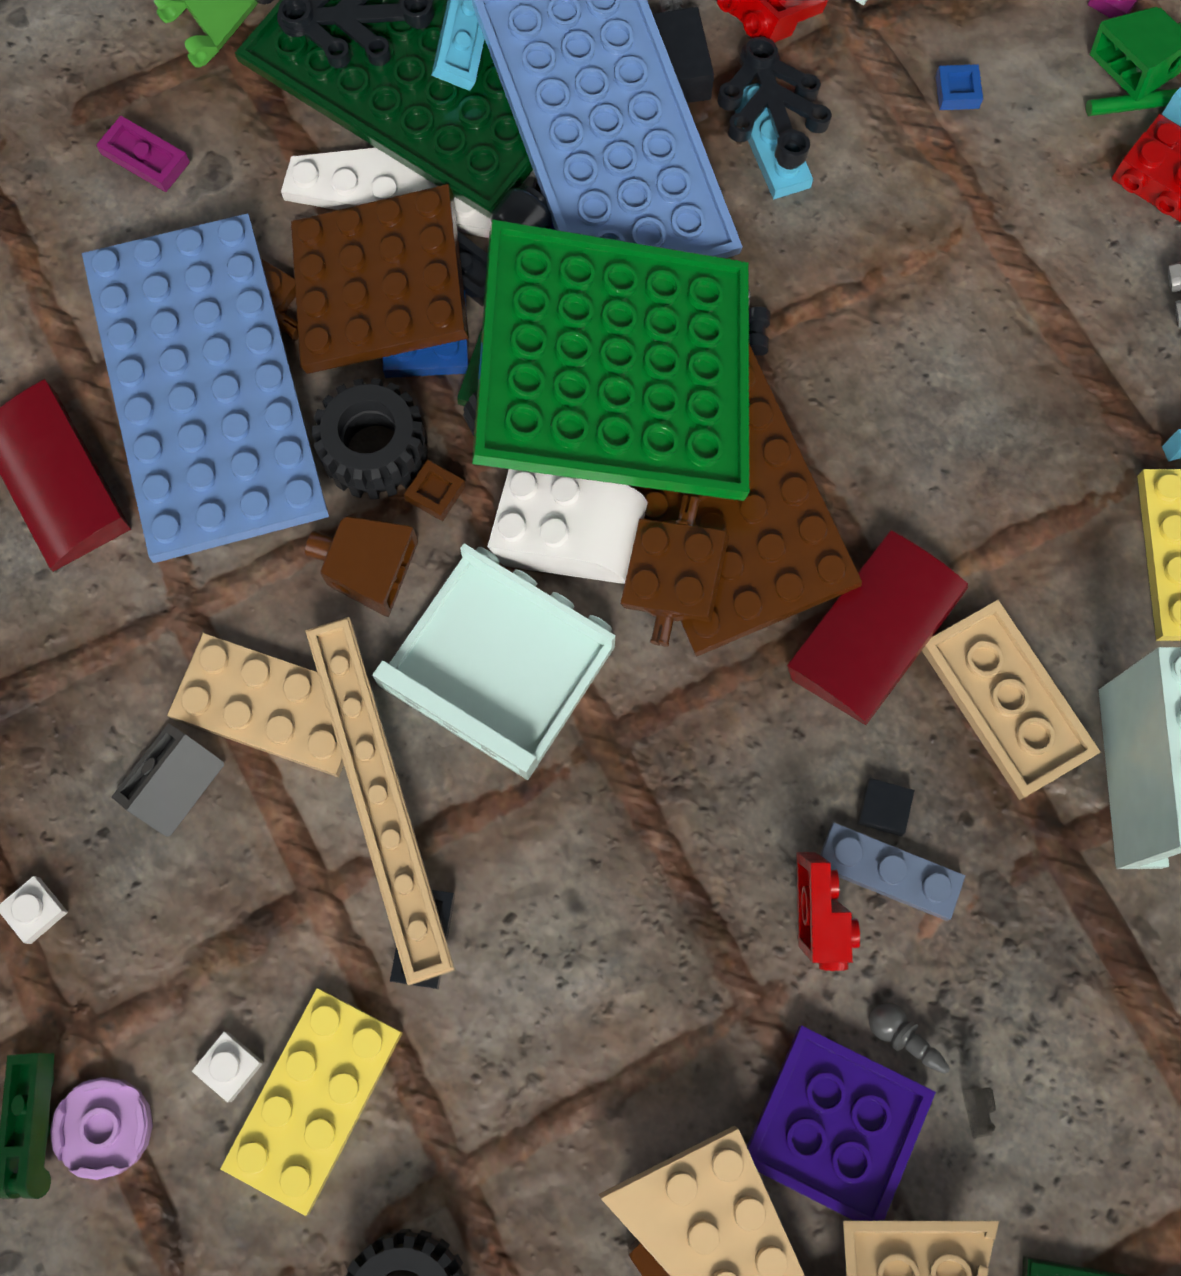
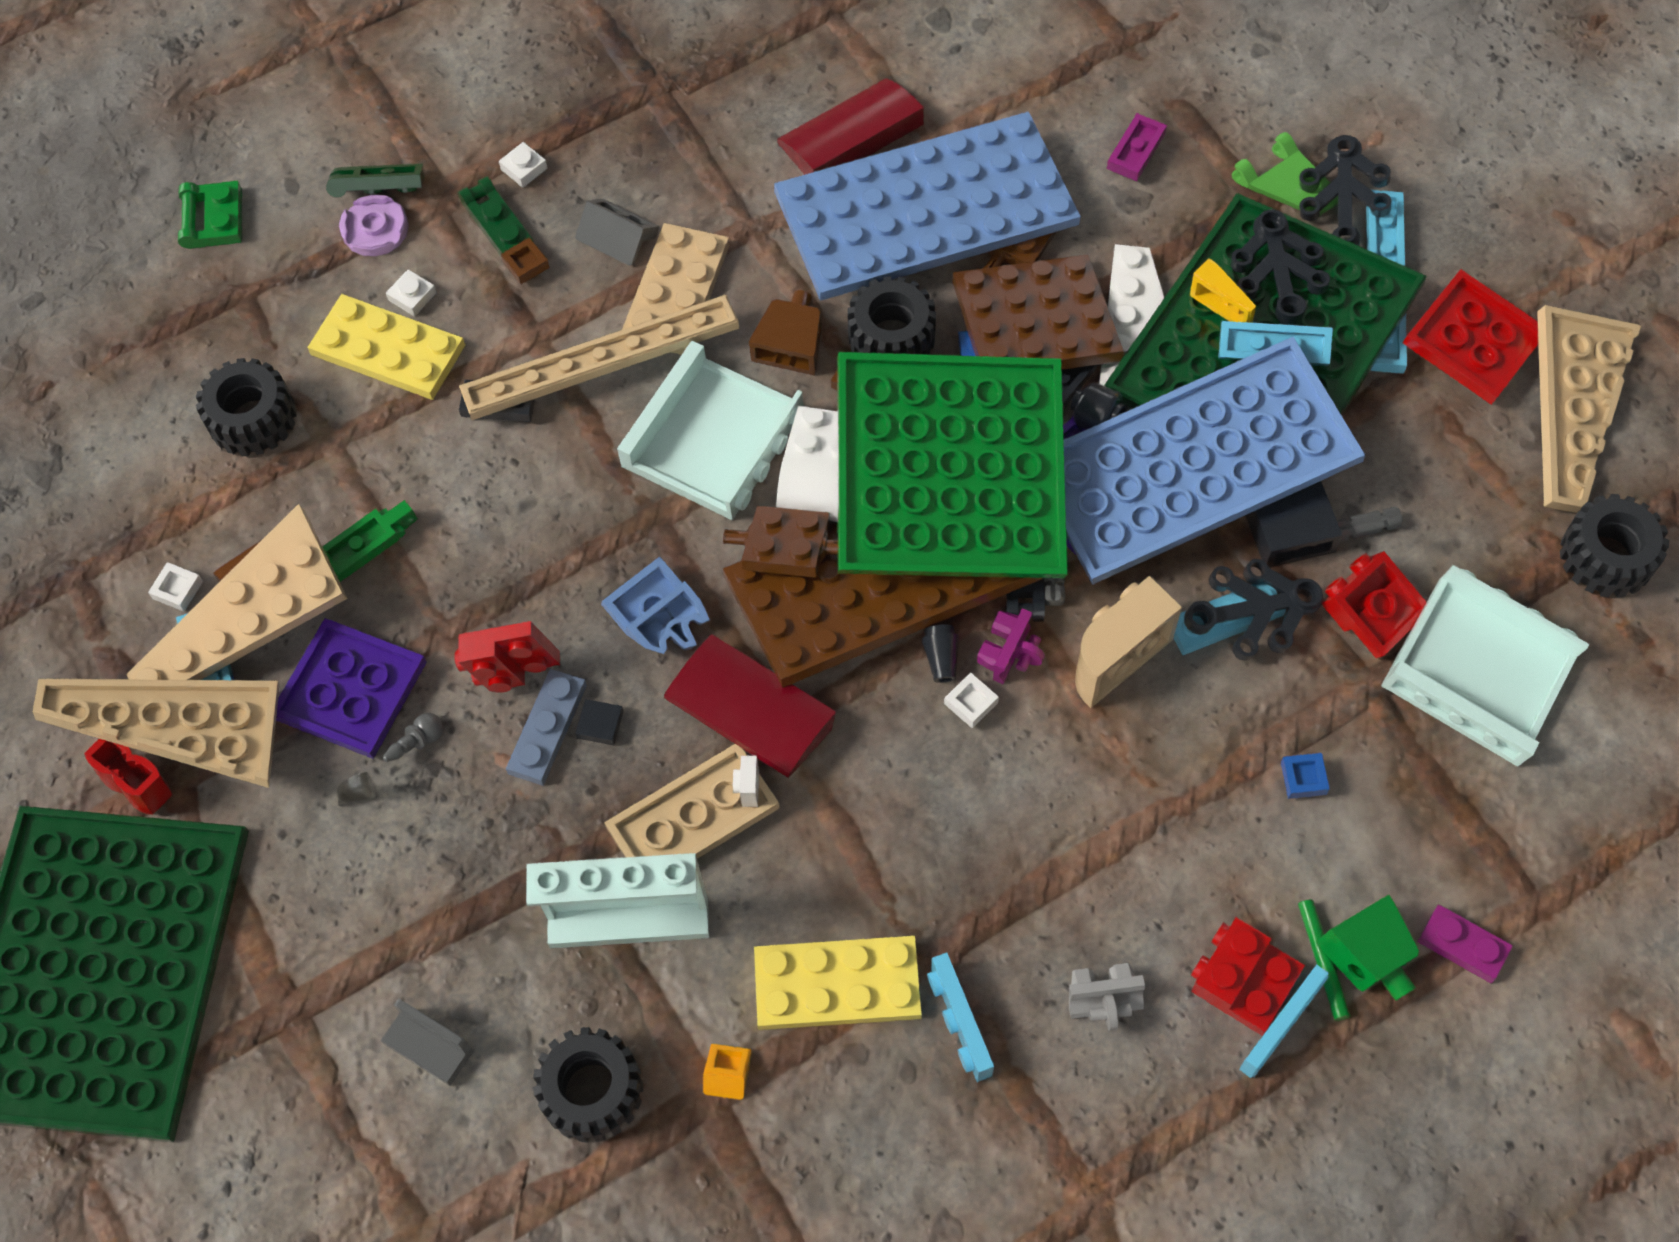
camera: 90 degrees right, 10 degrees down
(121, 946) = (493, 216): none -> dark green plate
(201, 902) = (525, 261): none -> reddish brown plate
(391, 70) = (1220, 293): none -> yellow slope
(623, 1113) = (368, 538): none -> green hinge
(743, 733) = (656, 608): none -> medium blue plate
(808, 341) = (1015, 630): none -> magenta hips
(812, 418) = (941, 651): none -> black cone
(818, 226) = (1124, 638): none -> tan brick
(869, 392) = (971, 700): none -> white plate
(987, 625) = (747, 781): none -> white plate

